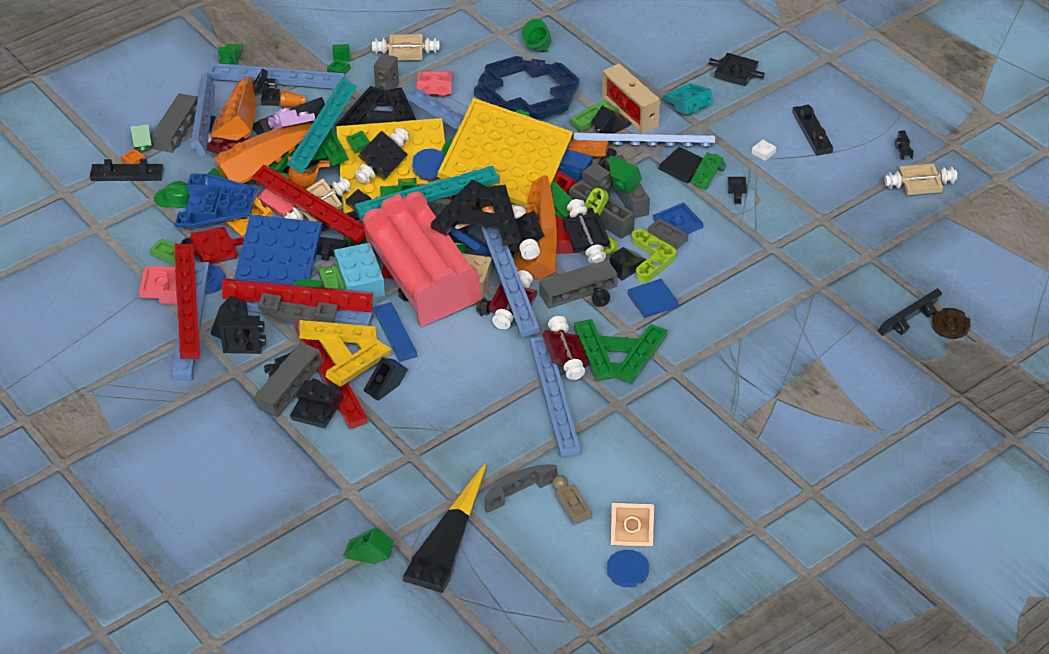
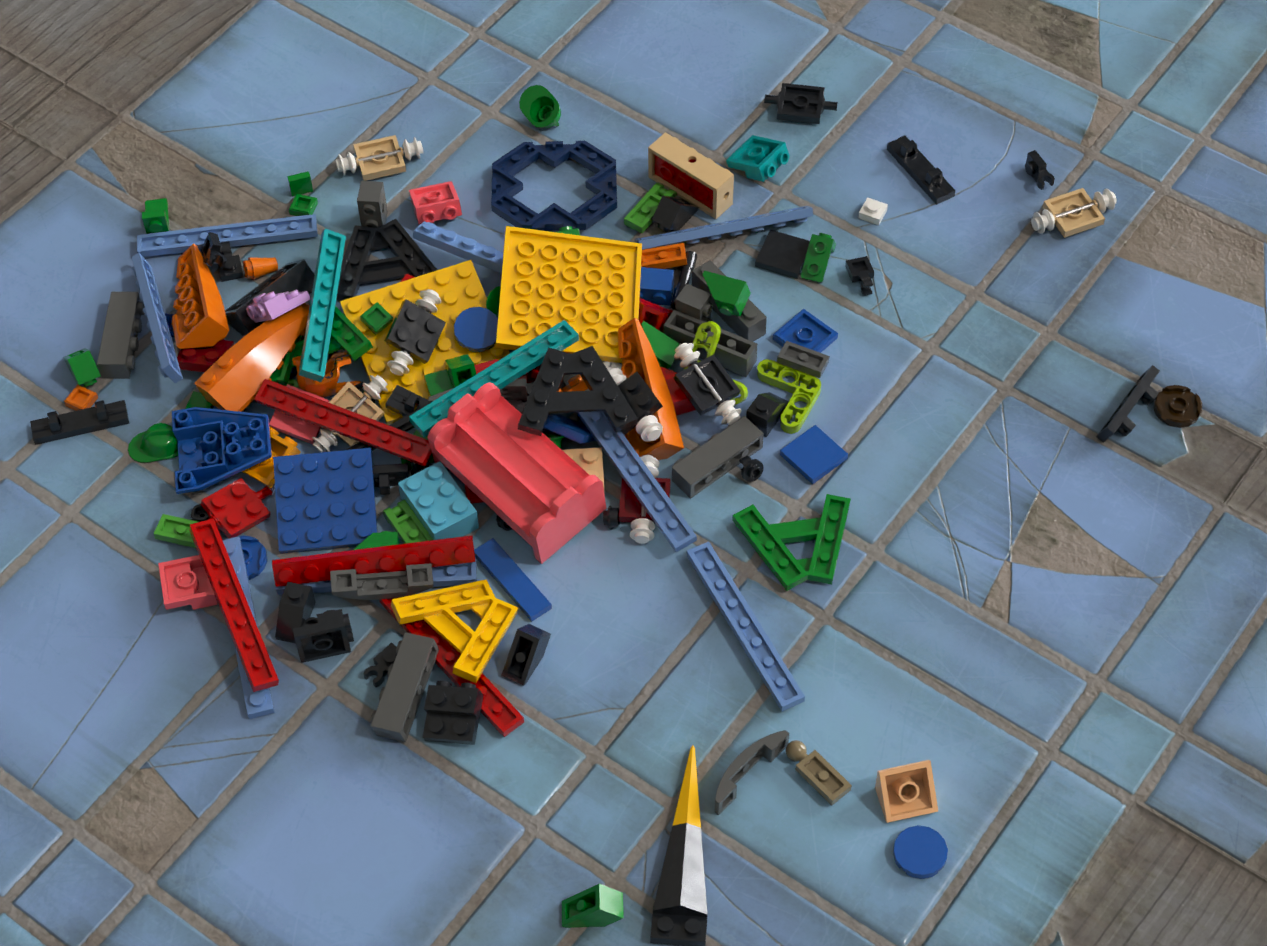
camera: 15 degrees left, 10 degrees up
(565, 348) = (736, 556): plate -> none

